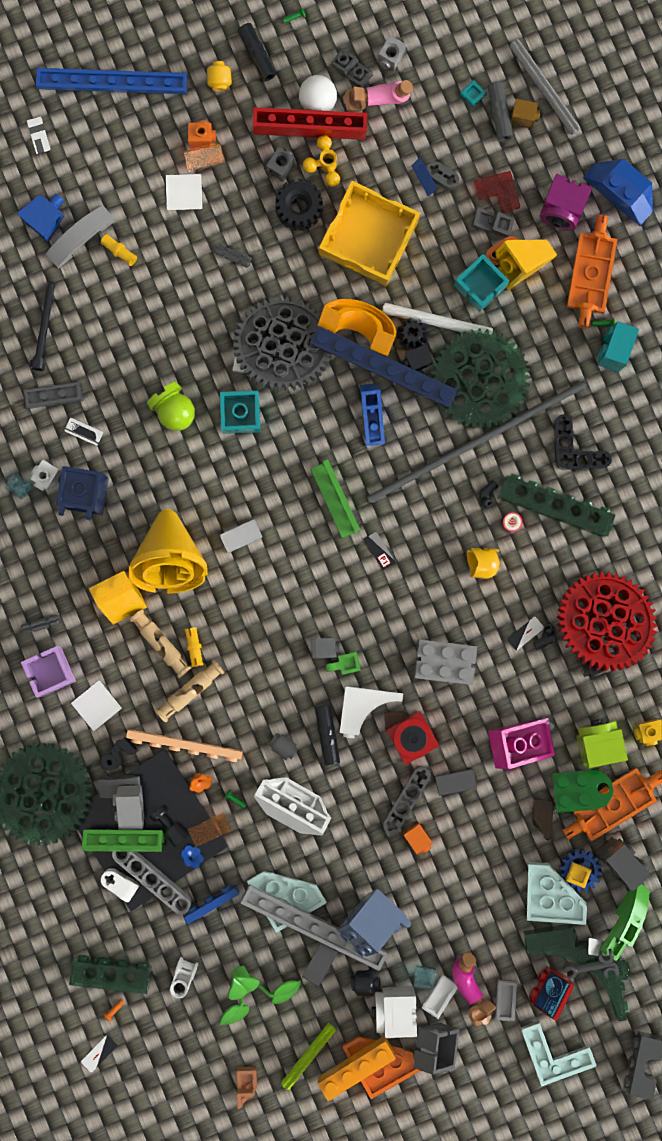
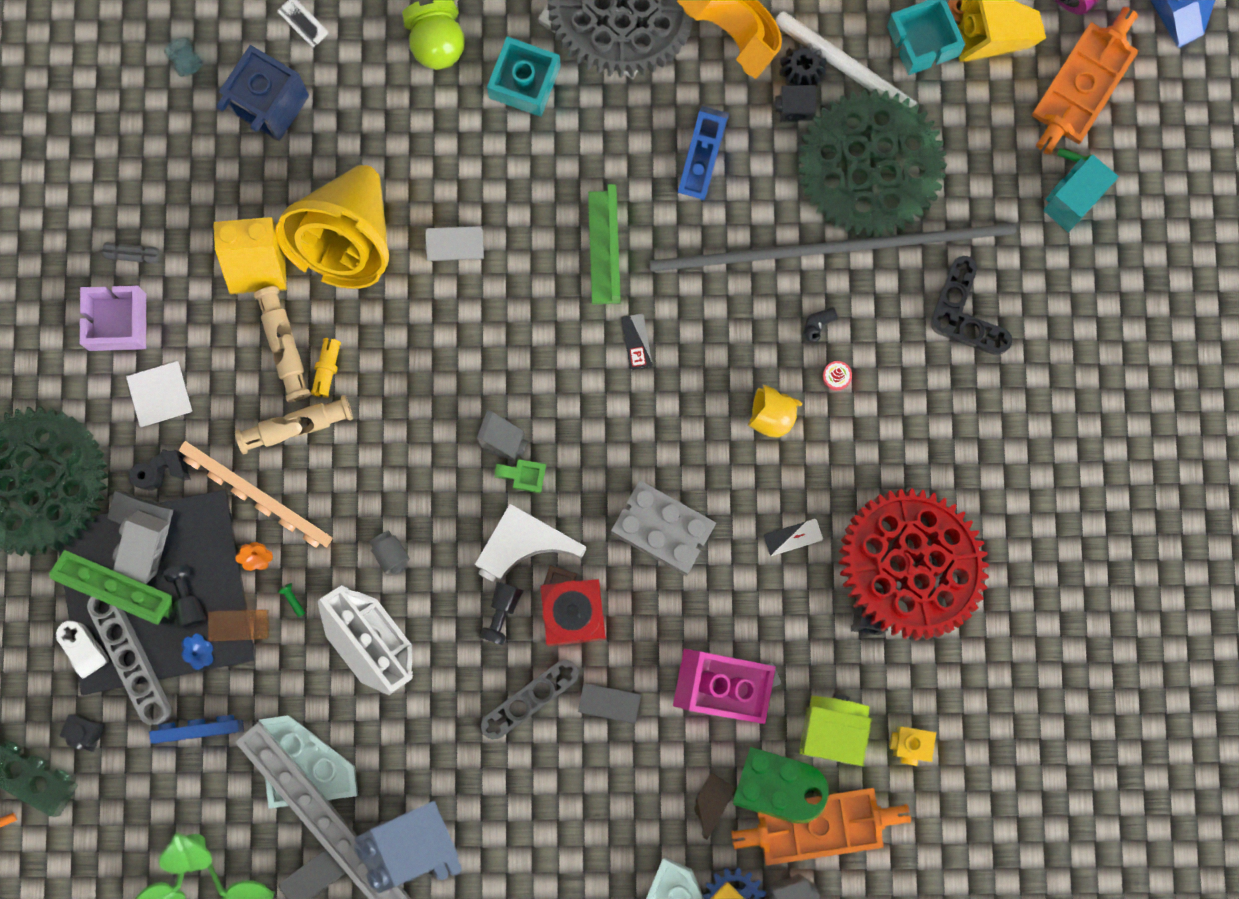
camera: 25 degrees right, 5 degrees down
(45, 475) = (222, 56): white brick -> none
(141, 934) = (82, 732): none -> black brick
(184, 974) = (117, 813): white piece -> none
(327, 735) = (457, 562): black axle -> none
(367, 747) = (504, 601): none -> black piece
(383, 366) = (744, 91): dark blue plate -> none
(418, 838) = (522, 760): orange brick -> none
(547, 637) = (821, 554): black arm -> none
(600, 527) = (910, 393): clear green brick -> none

